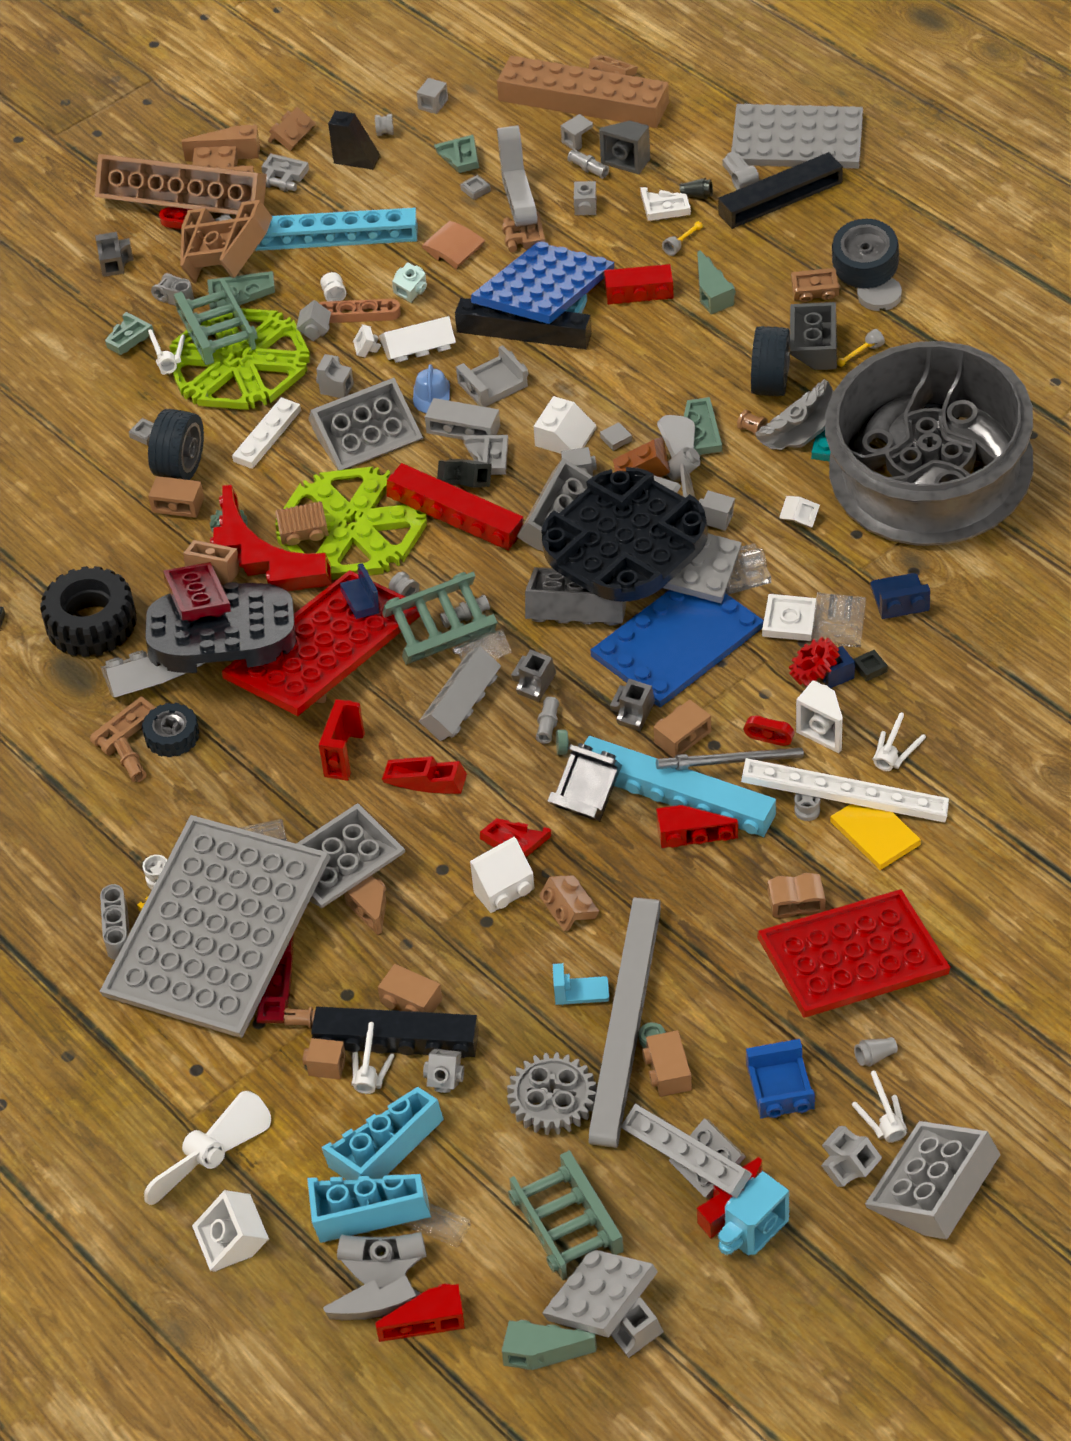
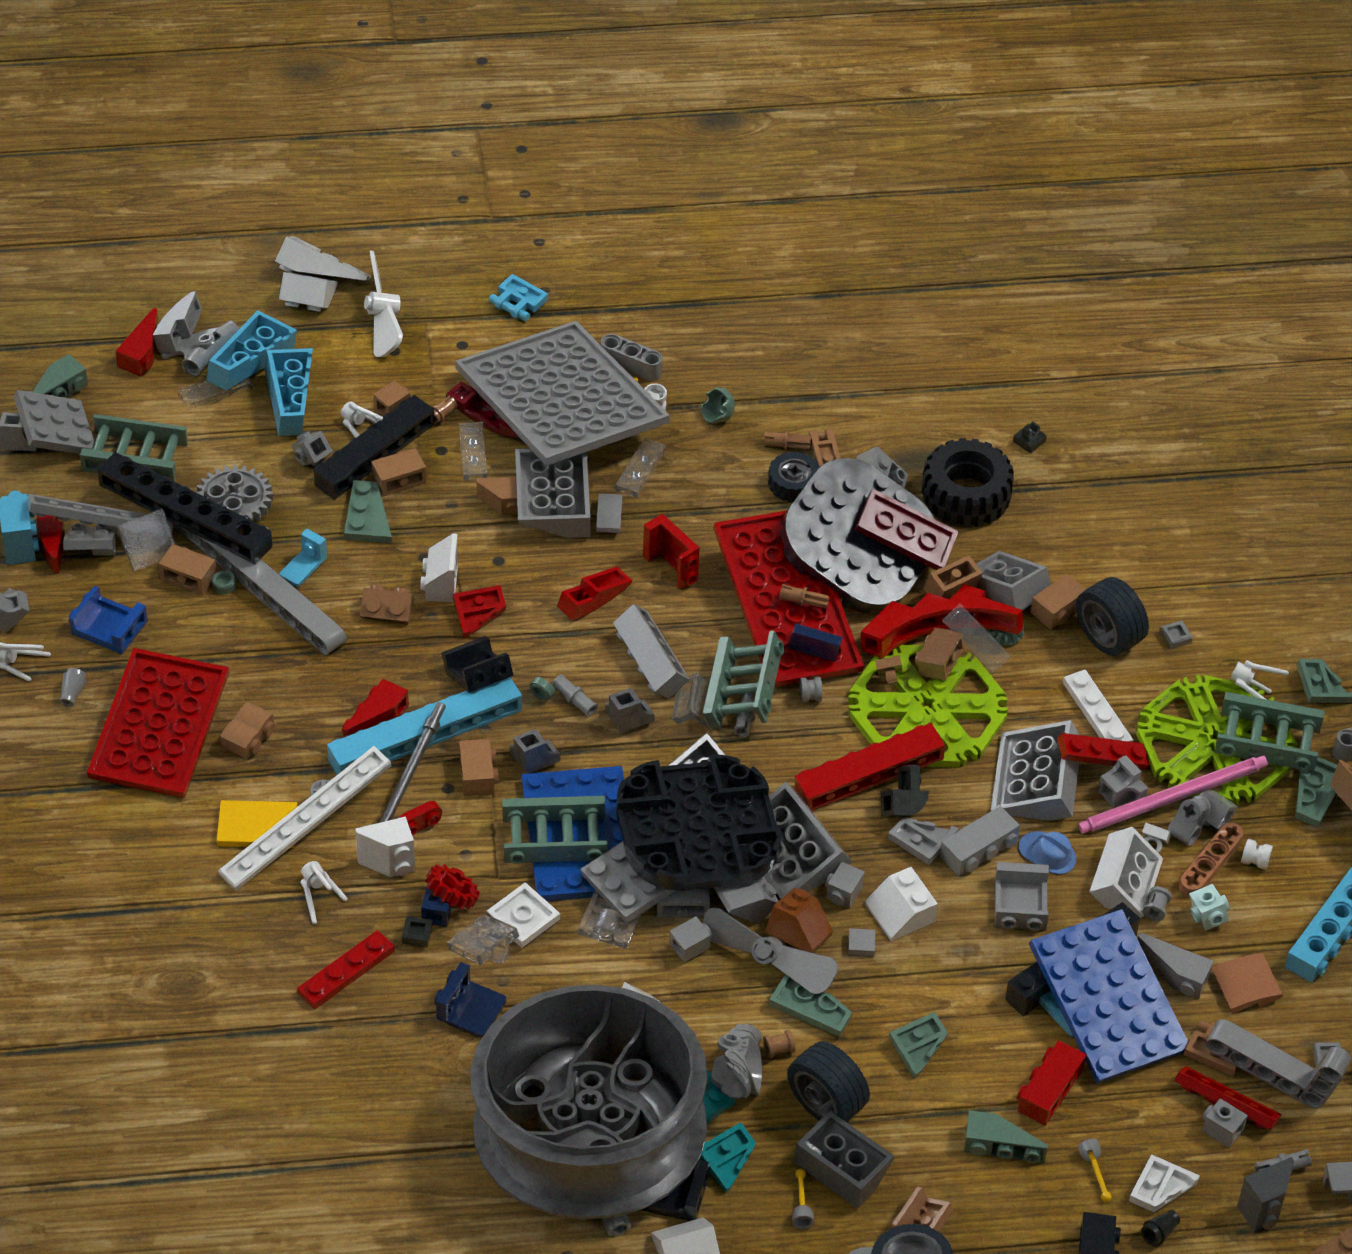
camera: 120 degrees right, 0 degrees up
(93, 1055) = (523, 293): none -> medium azure plate
(130, 821) = (719, 406): none -> sand green hair
(171, 534) = (1012, 579): none -> light grey slope
(187, 1254) = (306, 258): none -> white wedge
(264, 515) = (976, 638): none -> clear tile
(316, 343) = (1172, 794): none -> bright pink piece
(318, 390) = (1101, 750): none -> red plate
(319, 818) = (609, 513): none -> light grey slope
(323, 619) = (803, 596): none -> medium nougat axle
(330, 966) = (473, 450): none -> clear tile
(337, 325) = (1190, 819): none -> light grey piece
(343, 543) = (889, 667): none -> medium nougat tile
(428, 312) = (1157, 903): none -> light grey bush
(475, 269) = (1177, 966): none -> light grey slope
(478, 988) = (366, 514): none -> sand green wing
(562, 206) = (1213, 1091): none -> red plate
(624, 1178) = (185, 507): none -> black brick
(669, 1108) = (146, 539): none -> clear plate
(672, 361) = (918, 1042): none -> sand green wing
(692, 655) = (553, 809): none -> sand green fence
(945, 687) = (345, 969): none -> red plate

